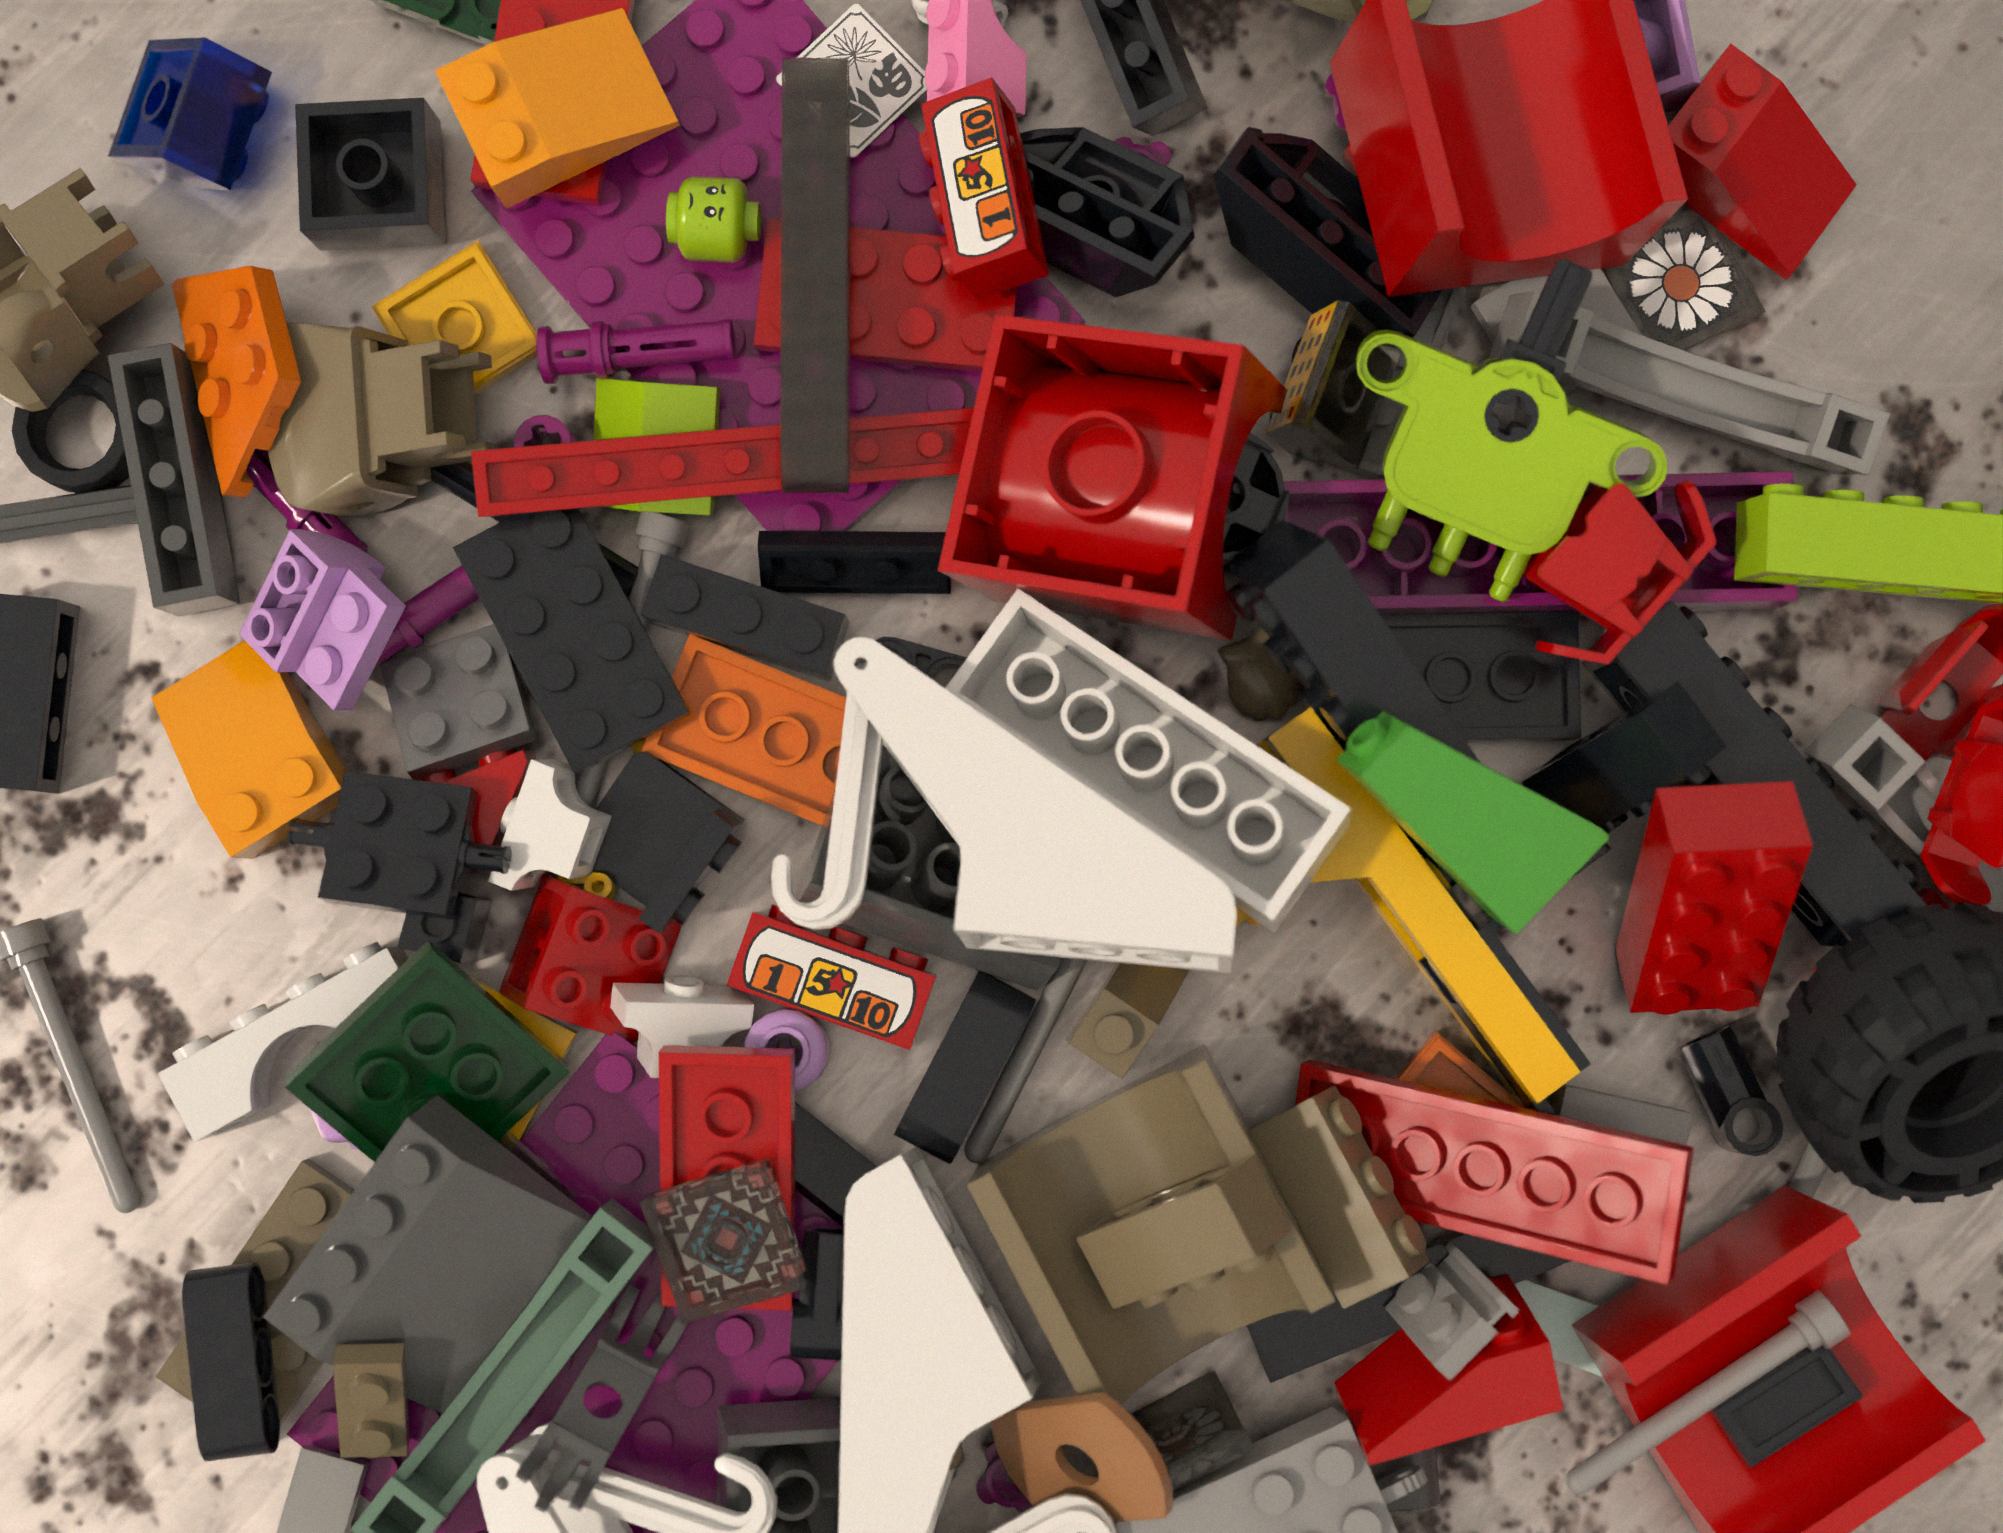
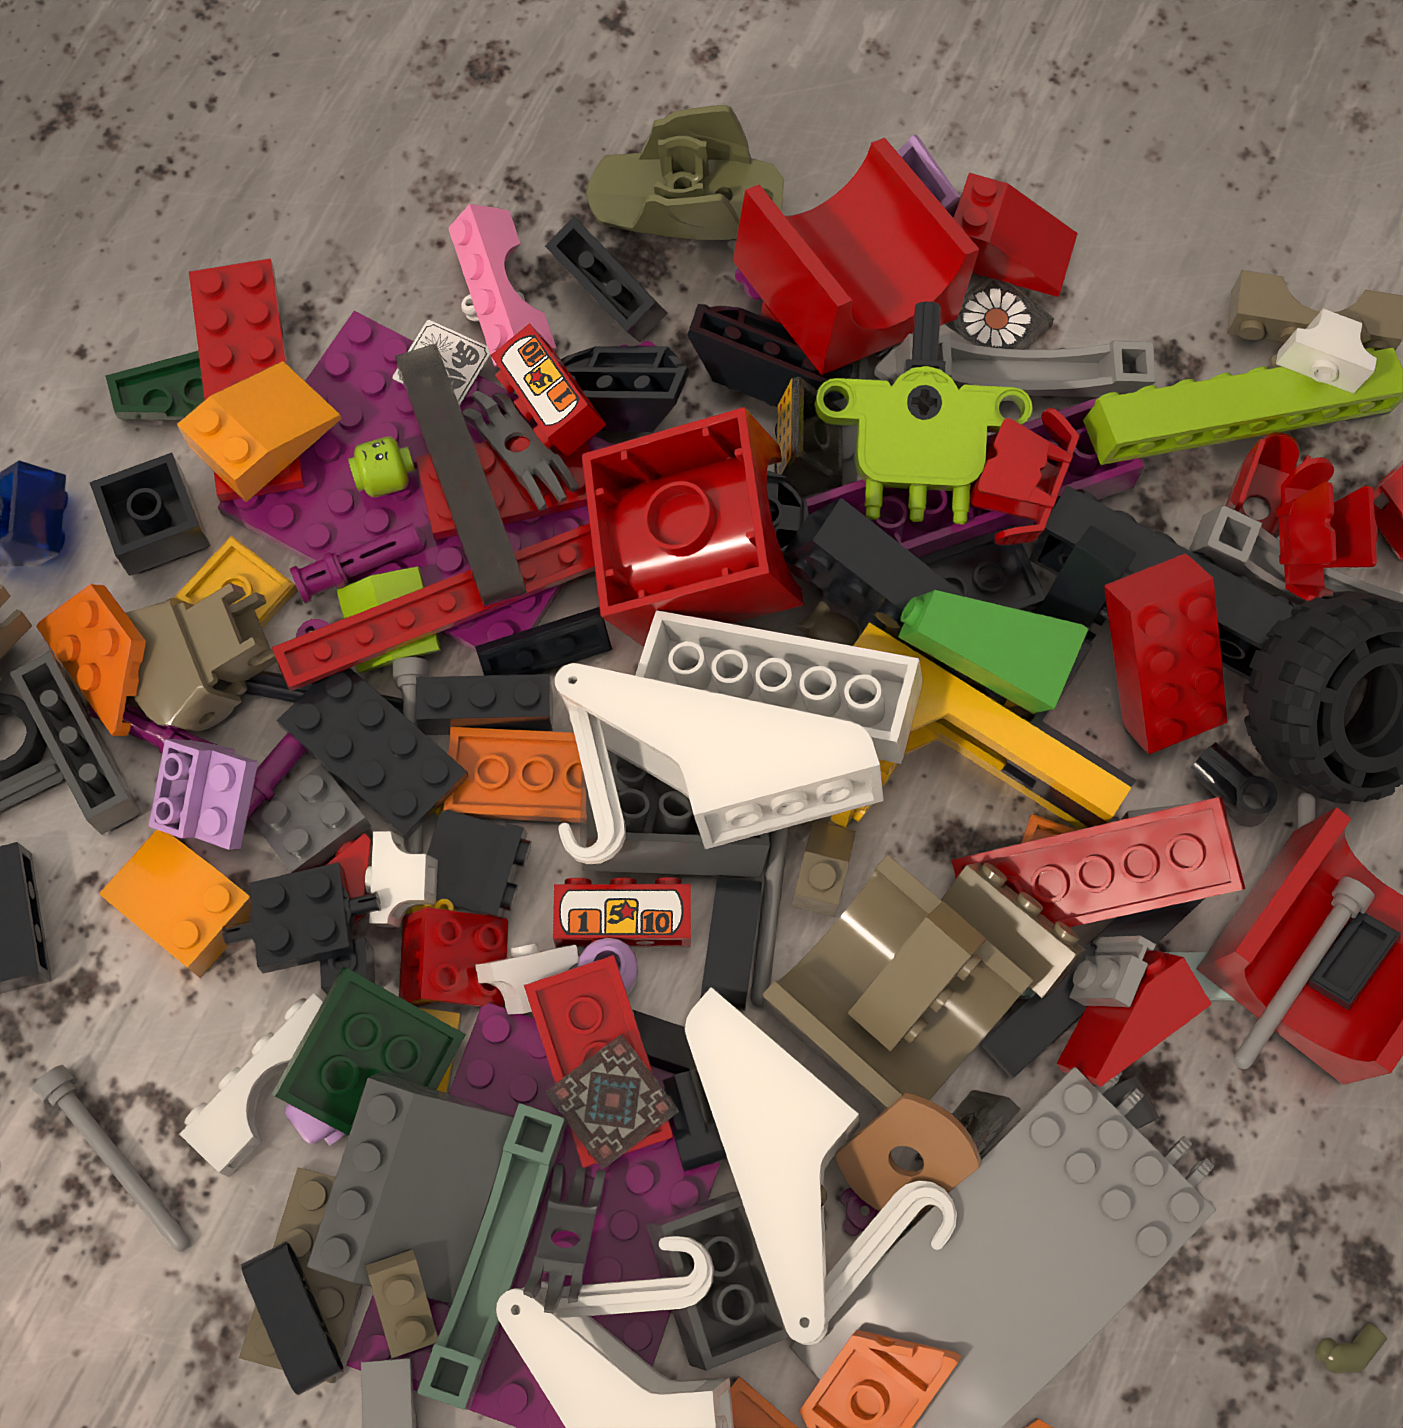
camera: 20 degrees left, 15 degrees down
(915, 289) = (524, 464): none -> dark grey piece

